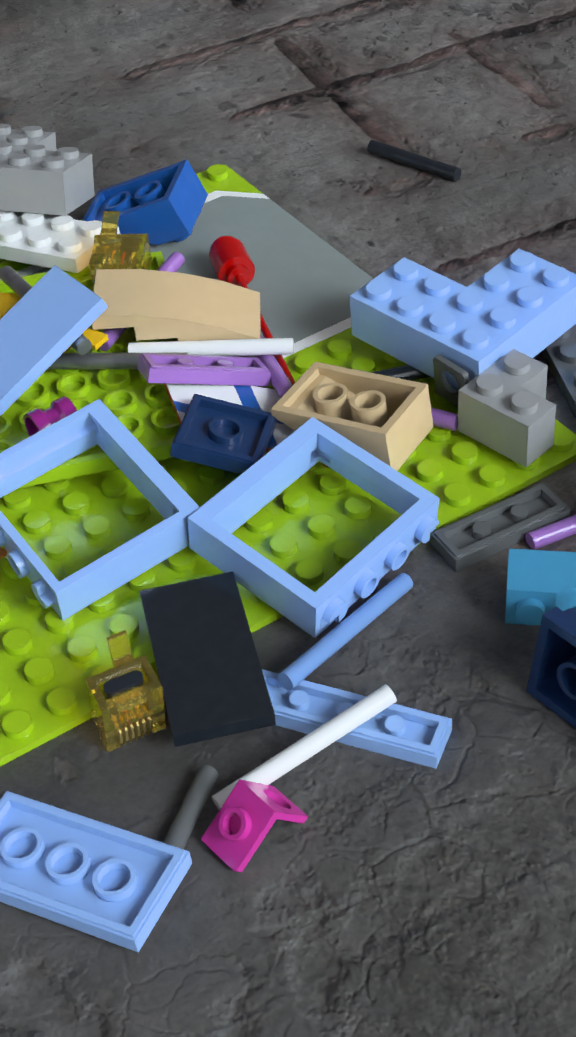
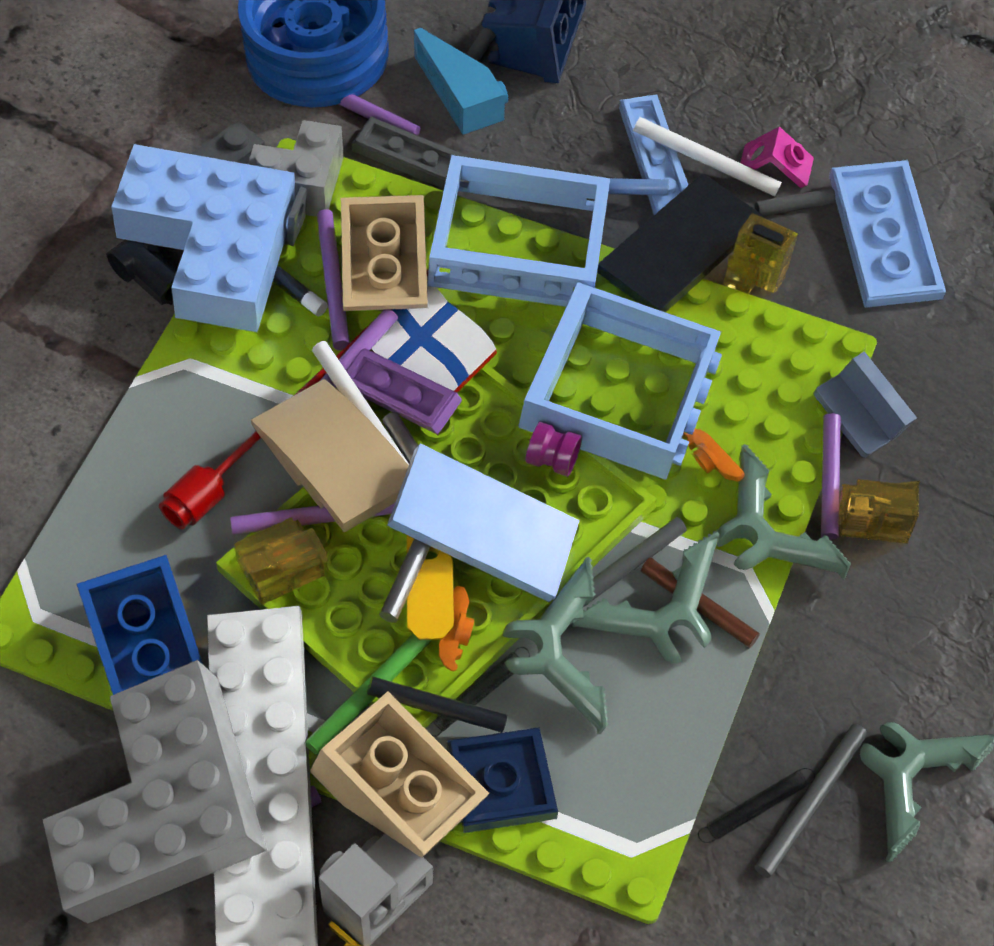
camera: 130 degrees left, 15 degrees up
(223, 434) = (475, 325): dark blue tile -> none

